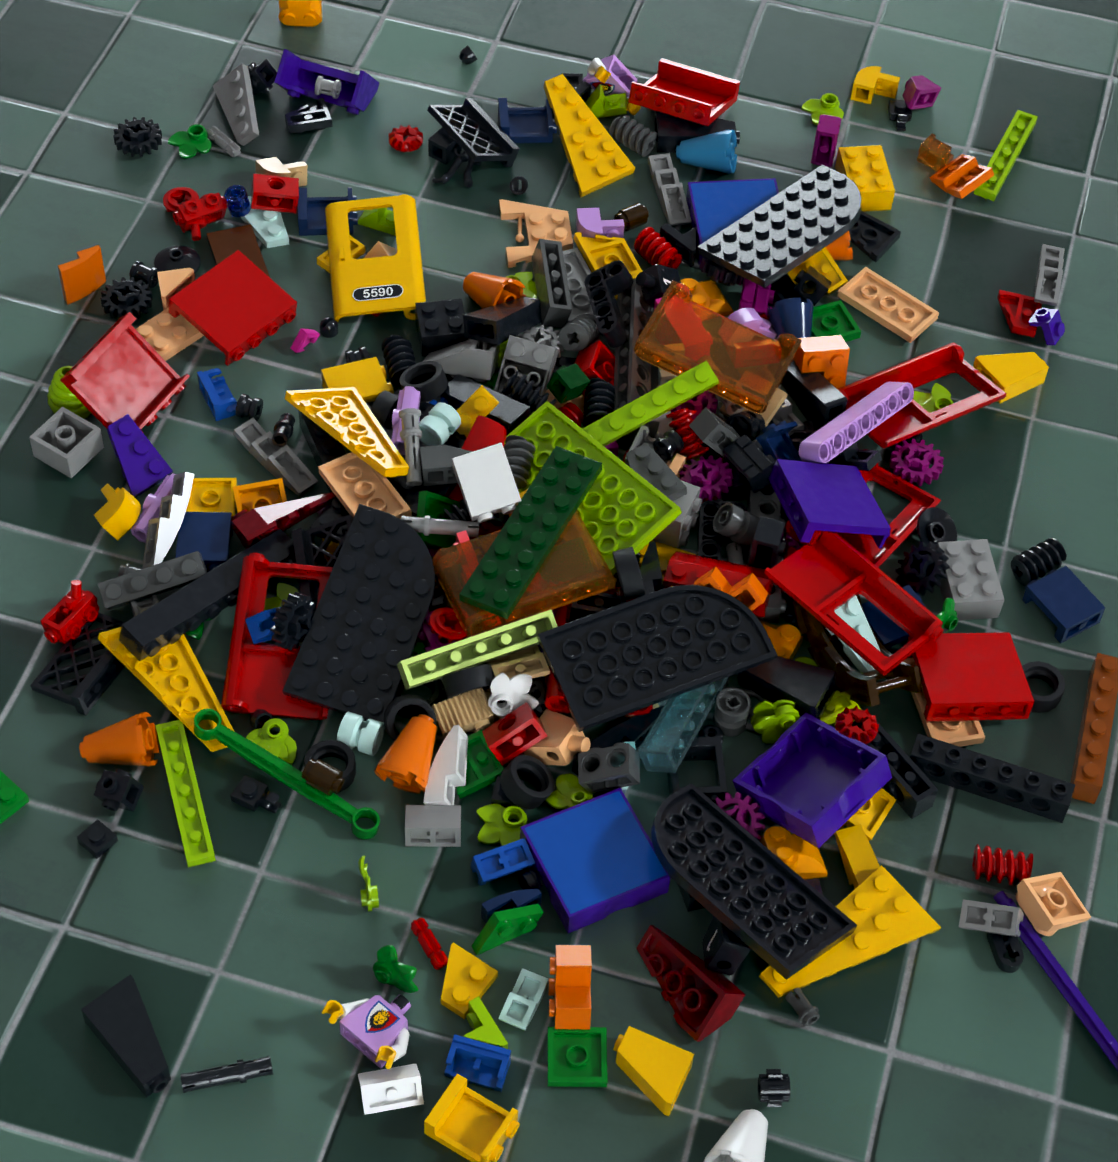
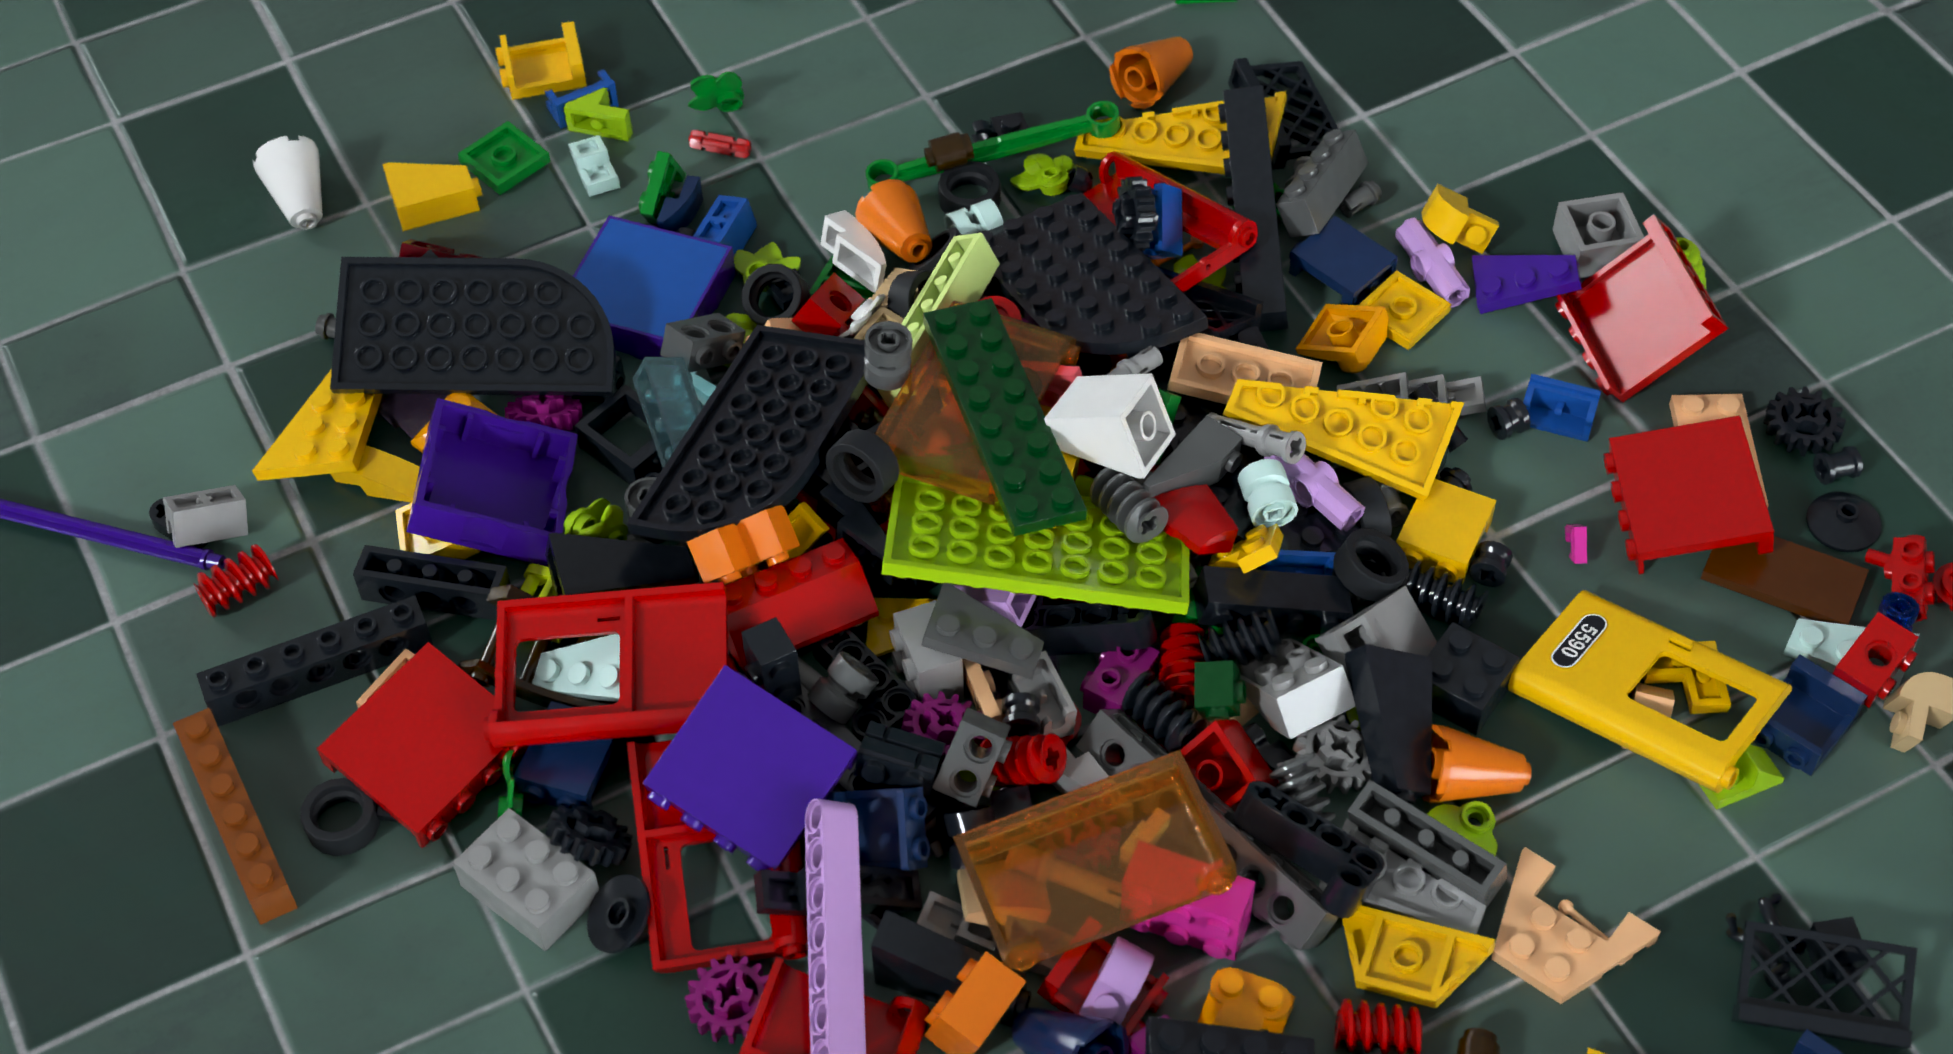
camera: 140 degrees right, 0 degrees up
(70, 614) = (1352, 110): red brick -> none
(82, 275) = (1874, 389): orange slope -> none
(97, 839) = (1081, 15): black plate -> none
(118, 790) = (1105, 37): black brick -> none
(164, 529) = (1395, 237): slope -> none
(172, 282) = (1785, 471): light nougat slope -> none
(185, 793) = (1052, 82): lime plate -> none
(262, 521) = (1308, 305): dark red wedge -> none
(328, 327) = (1573, 582): black hinge -> none
(369, 896) = (815, 127): lime plate -> none
(374, 1027) = (687, 53): torso -> none
(391, 1088) = (636, 40): white panel -> none
(410, 144) = (1882, 914): red gear -> none
(433, 826) = (808, 218): light grey hinge -> none
(465, 980) = (659, 134): yellow wing -> none
(514, 185) = (1673, 983): black hinge -> none
(555, 602) = (887, 355): none -> dark grey wheel
(570, 987) = (551, 175): orange brick -> none
(590, 224) = (1497, 990): lavender brick -> none
(653, 404) = (1083, 721): lime plate -> none
(655, 282) = (1291, 948): black torso -> none
(773, 1088) = (307, 247): black gear -> none
(864, 734) = (498, 572): red gear -> none
(1038, 561) = (458, 974): black piece -> none
(1050, 903) = (153, 586): light nougat slope -> none
(1065, 602) = (387, 946): dark blue panel -> none

